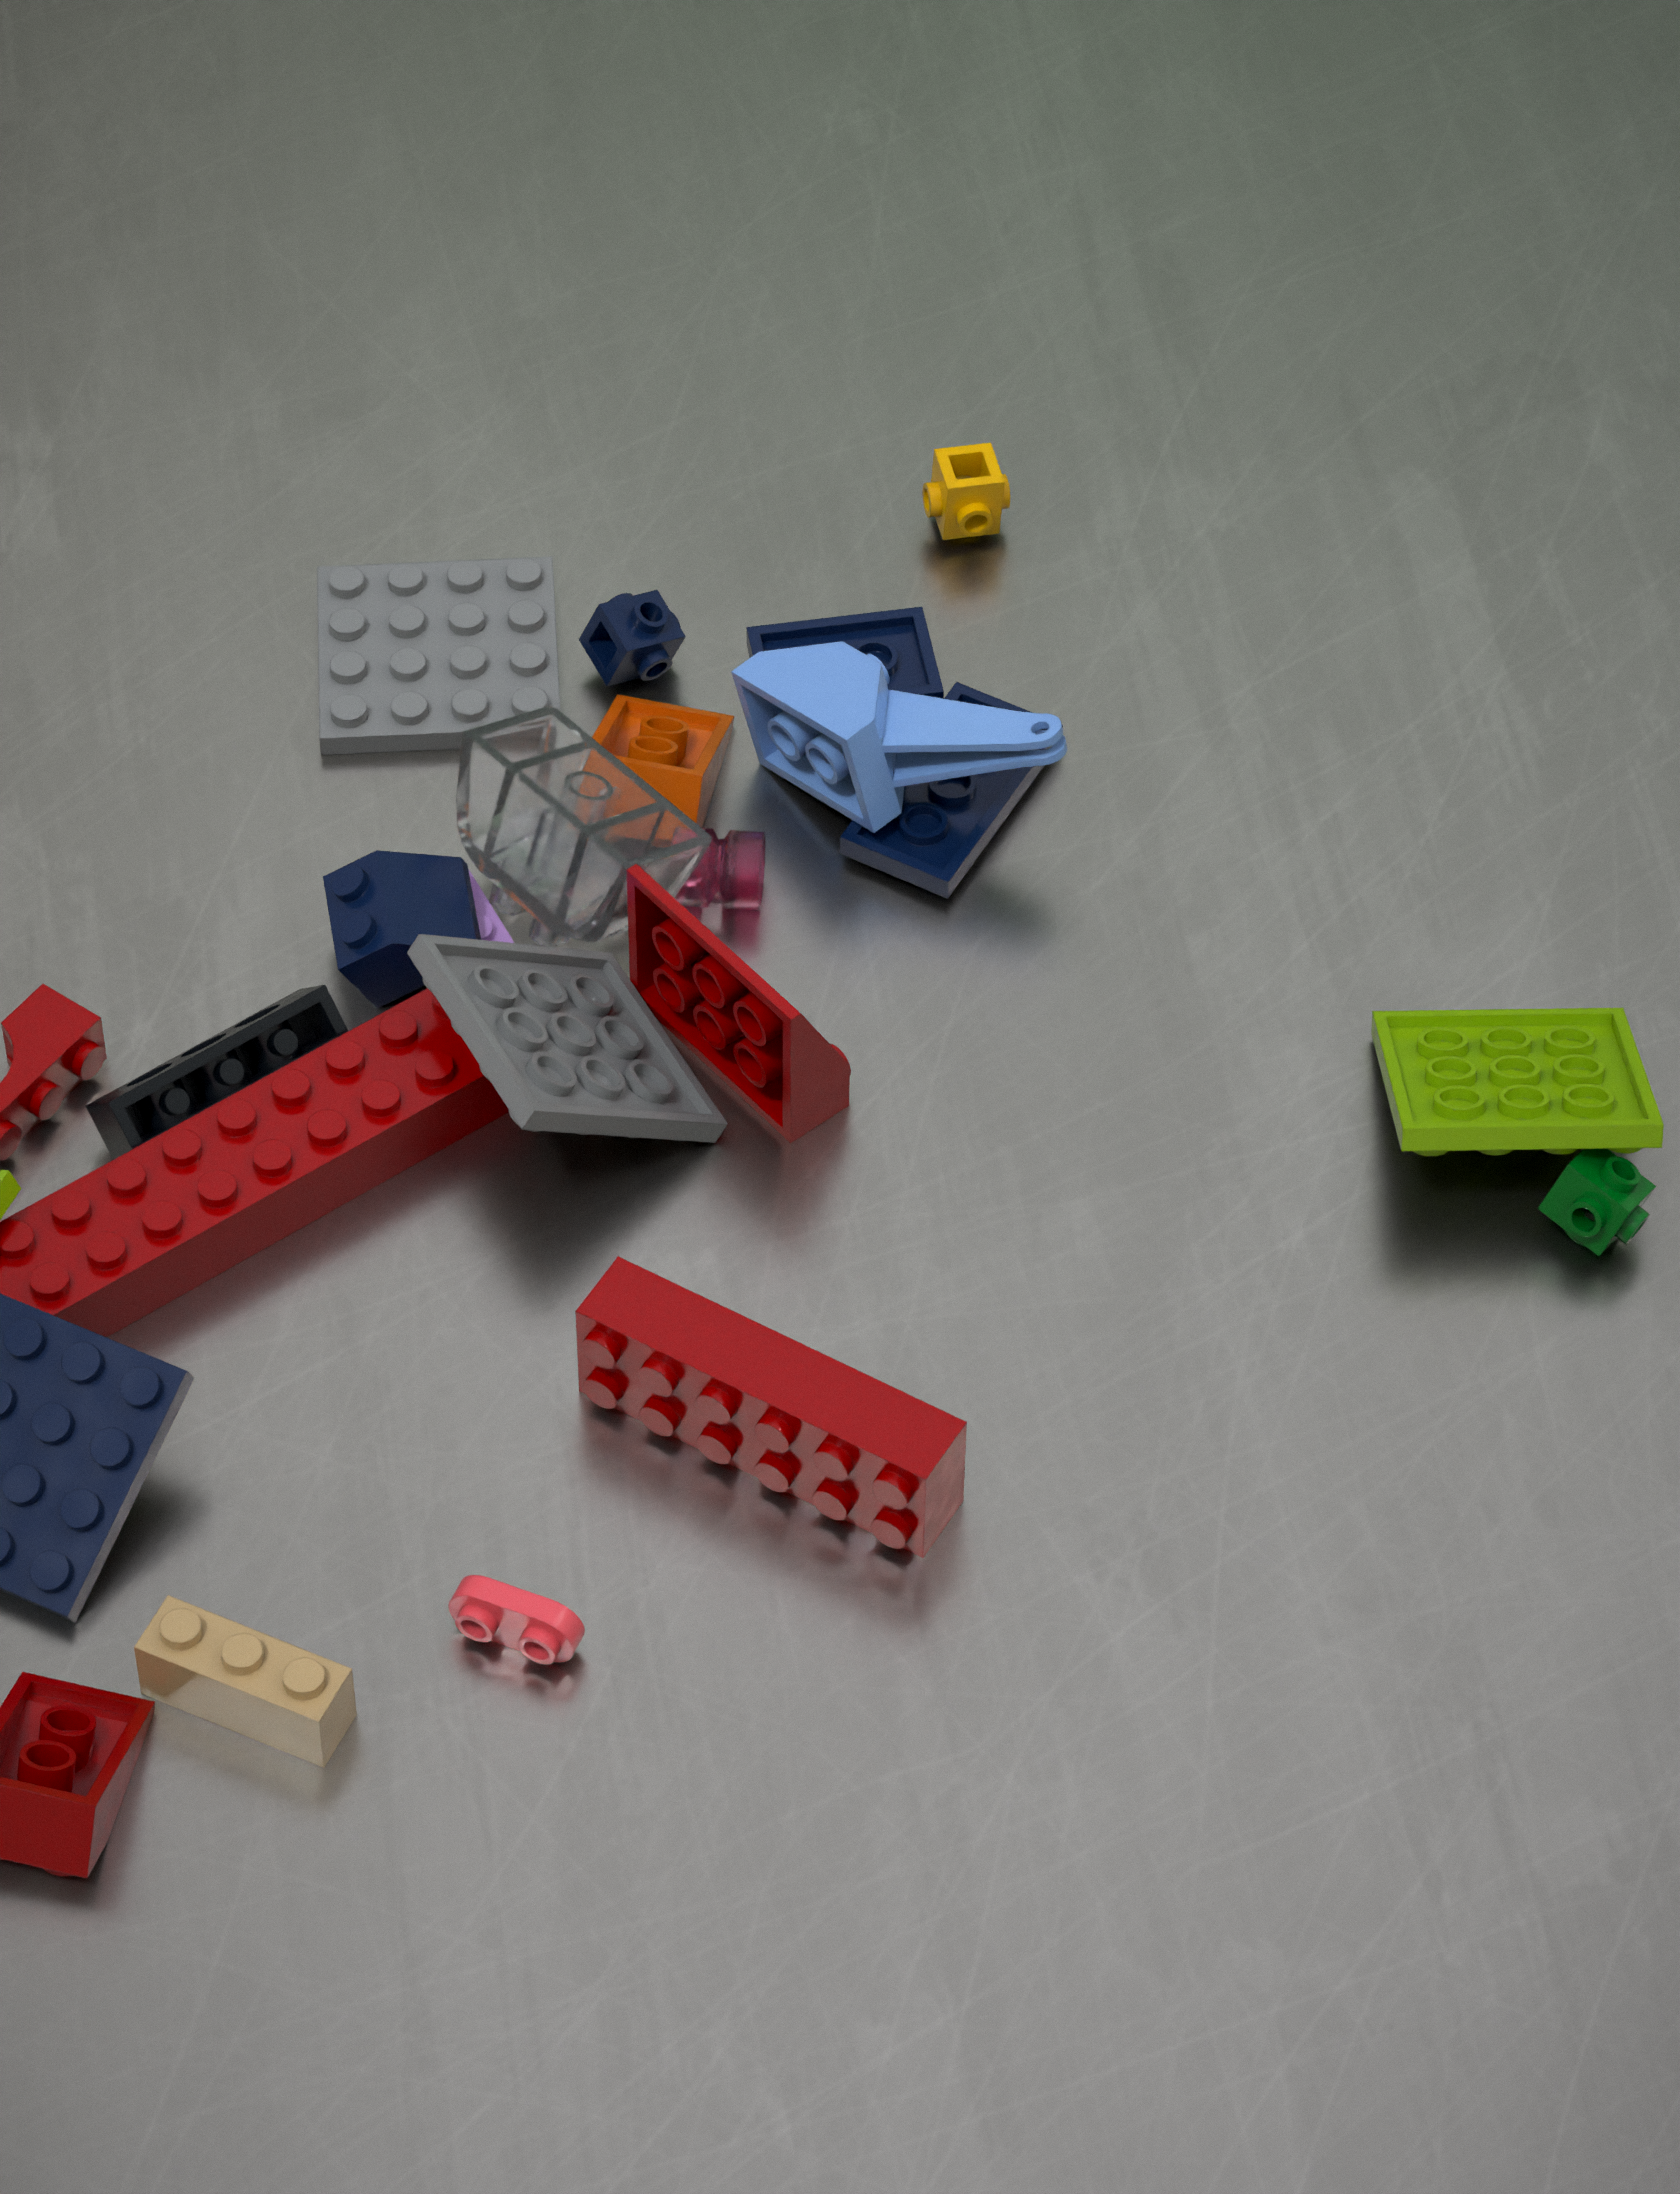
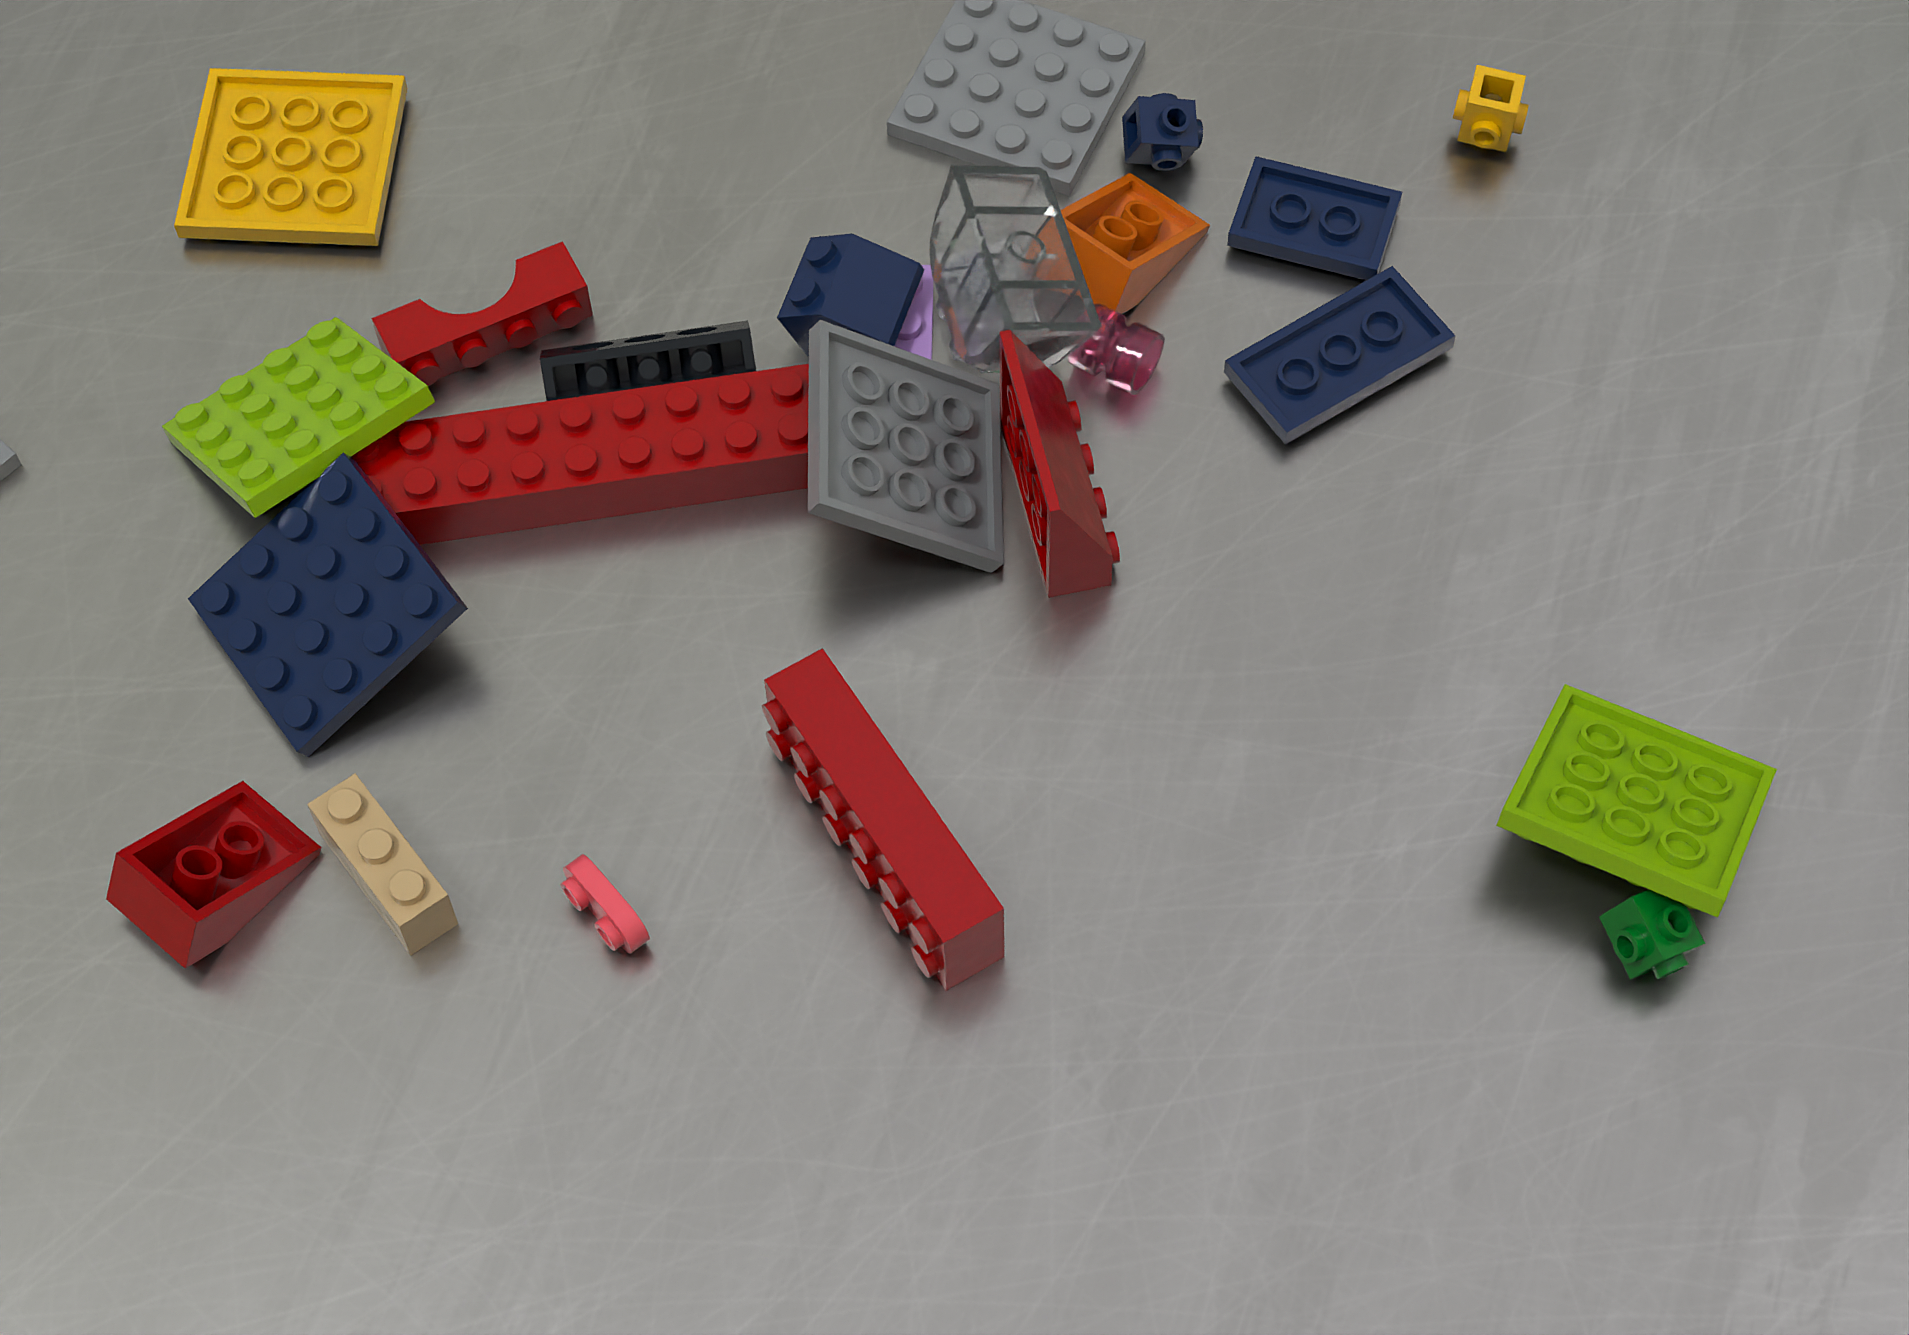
camera: 30 degrees right, 10 degrees up
(854, 744) = (1285, 296): light blue slope -> none

